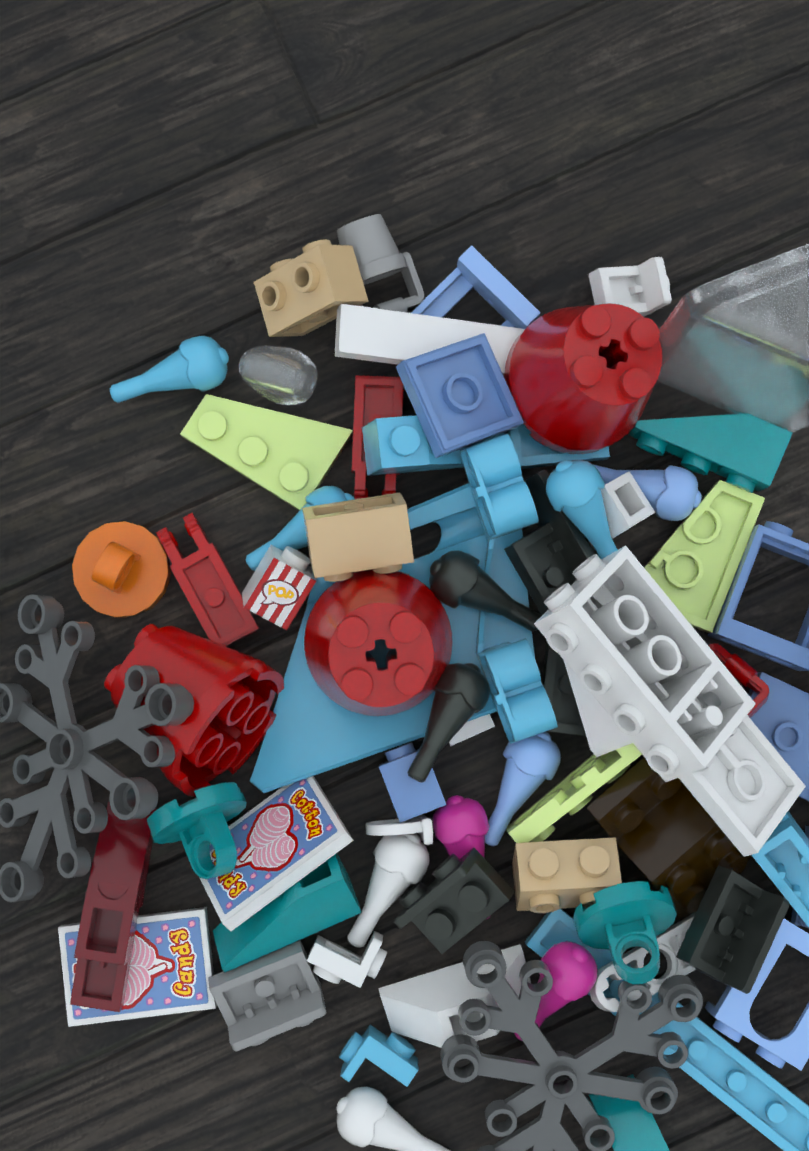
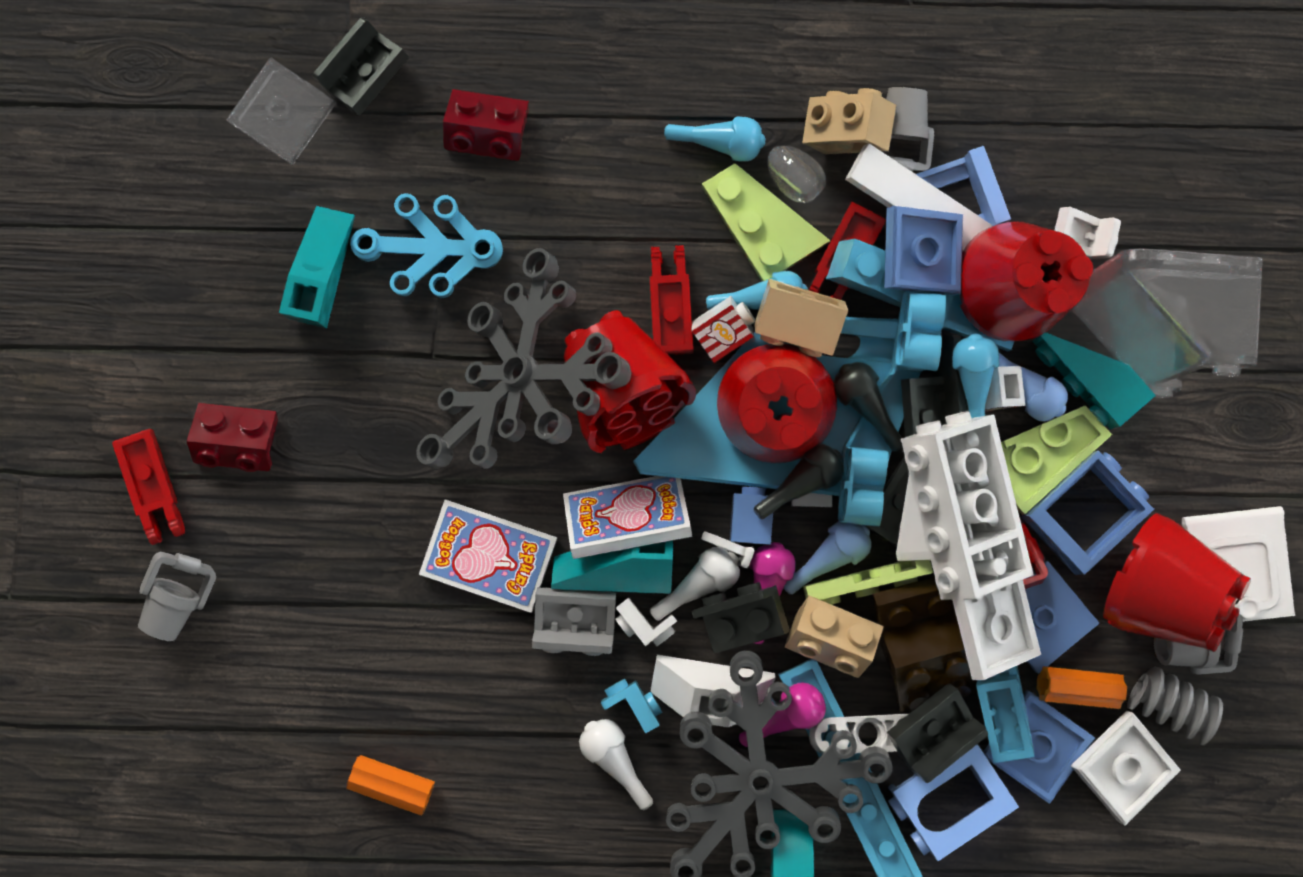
camera: 30 degrees right, 0 degrees up
(111, 913) = (493, 503): dark red slope -> none
(121, 569) = (612, 262): orange tile -> none
(202, 823) = (586, 471): teal tile -> none
(627, 918) = (862, 688): teal tile -> none

